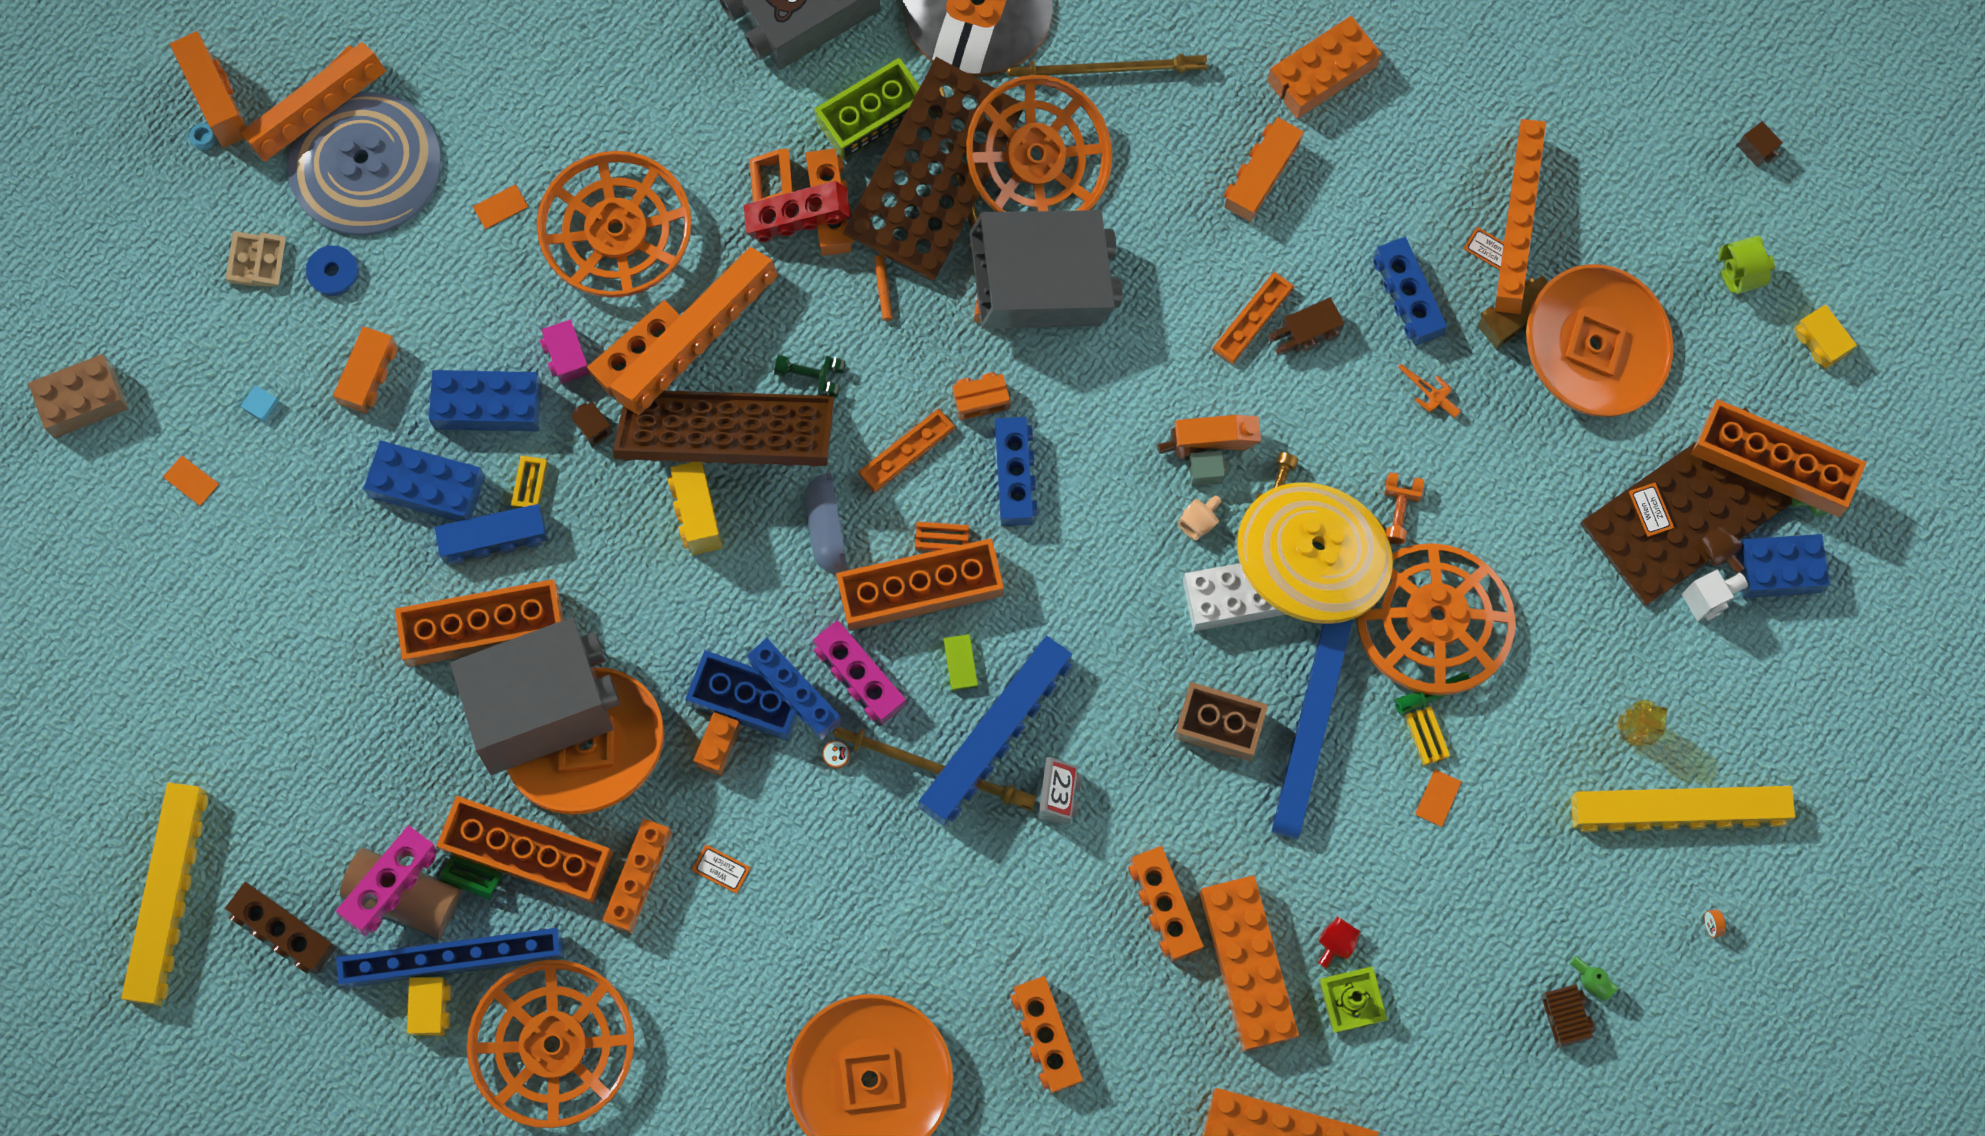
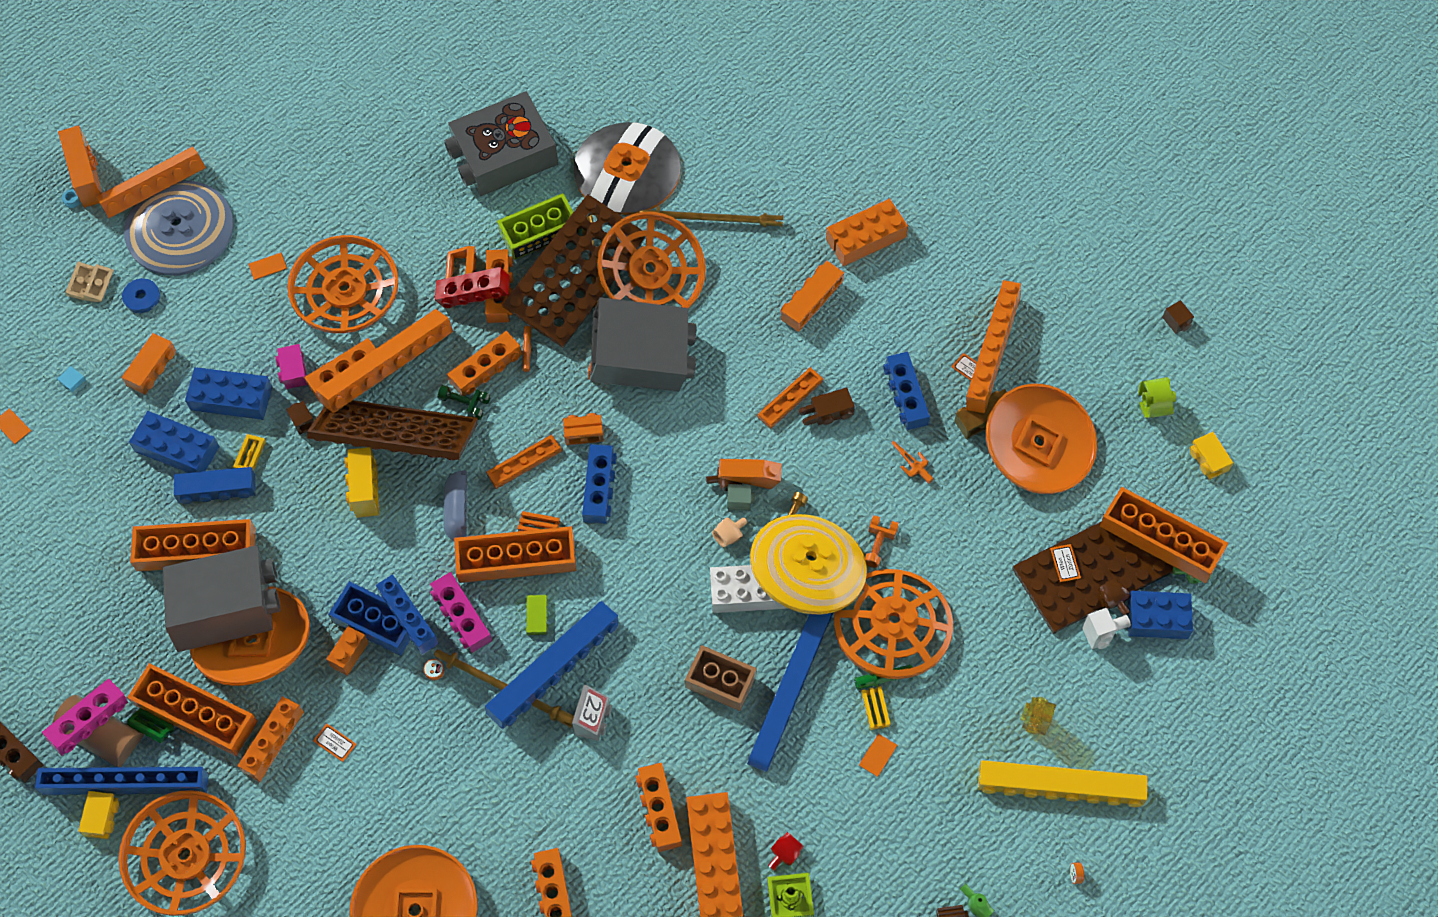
camera: 10 degrees right, 10 degrees down
(851, 286) = (487, 355): none -> orange brick

